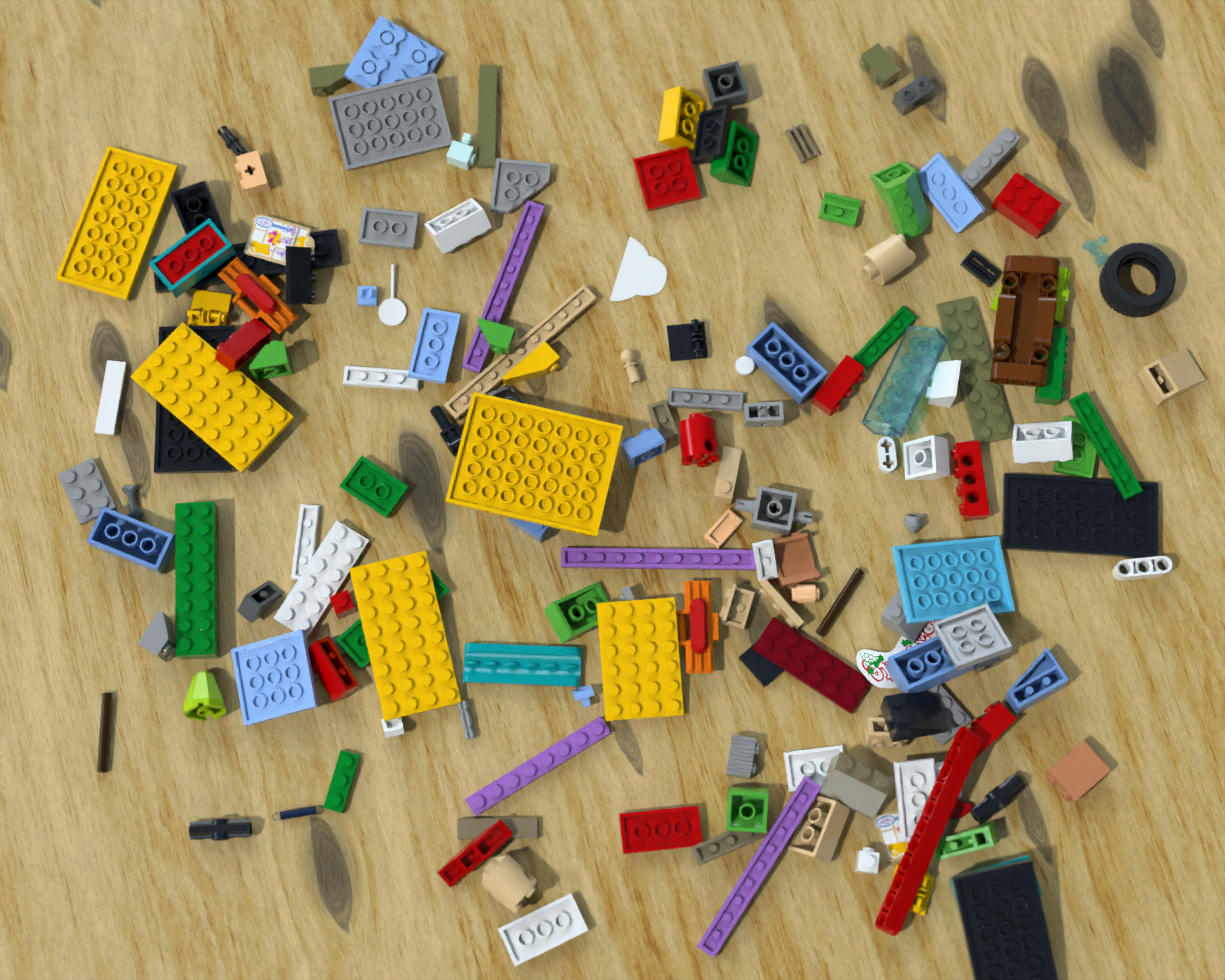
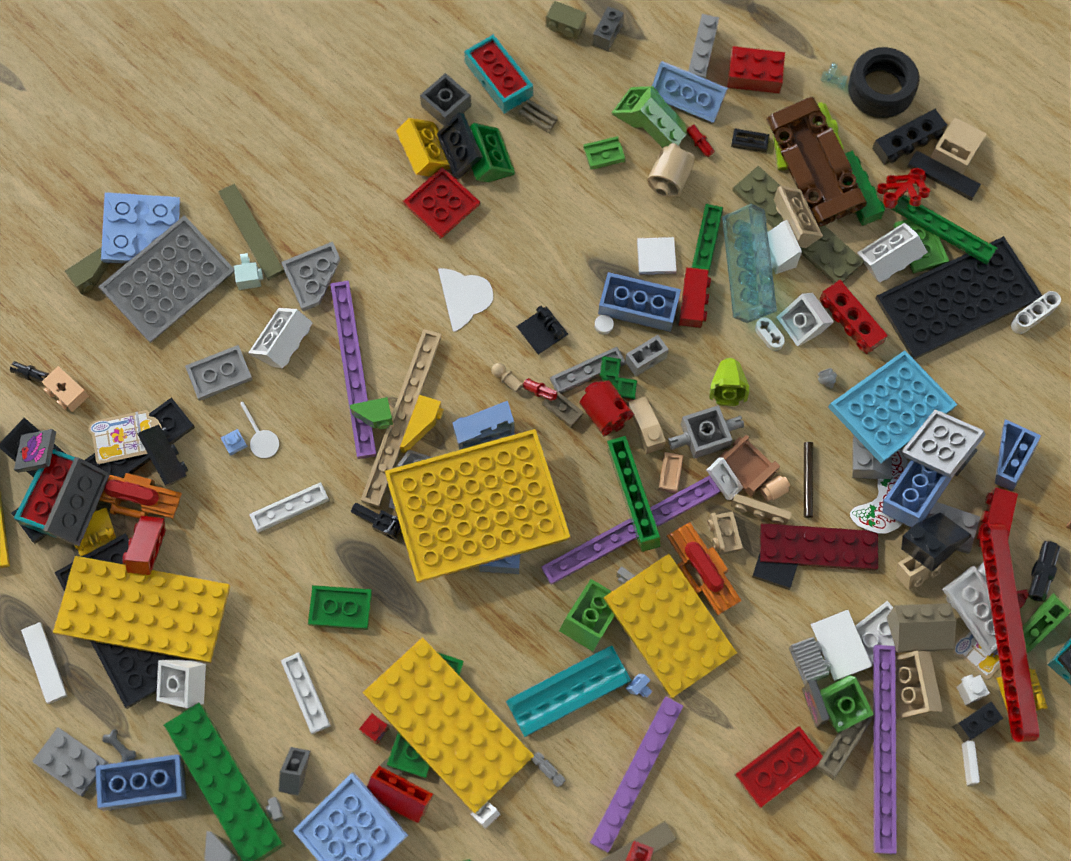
camera: 30 degrees left, 5 degrees down
(197, 214) = (35, 450): none -> dark grey tile
(207, 277) = (76, 501): none -> dark grey plate
(209, 476) = (181, 682): none -> white slope
(226, 624) = (274, 809): none -> light grey plate
(272, 362) = (181, 546): bright green slope -> none
(321, 579) = (340, 718): white plate -> none
(434, 346) = (321, 452): light blue plate -> none
(584, 399) = (484, 426): none -> medium blue wedge
(643, 447) = (560, 439): medium blue slope -> none
(652, 393) = (540, 389): none -> red axle
(675, 529) = (633, 494): none -> green brick
(722, 412) = (610, 371): none -> green tile
(722, 794) = (815, 703): none -> dark grey tile
(777, 759) = (841, 645): none -> white tile
(787, 85) = (498, 73): none -> brick
(820, 479) = (729, 384): none -> lime cone
(825, 922) = (970, 763): none -> white tile
(829, 329) = (656, 255): none -> white tile
(853, 892) = (978, 722): none -> black brick
(934, 244) = (700, 140): none -> red axle
(974, 362) = (795, 209): none -> tan slope
(1112, 384) = (916, 176): none -> red plant
(1140, 396) = (945, 175): none -> black tile
(1157, 338) = (930, 121): none -> black brick

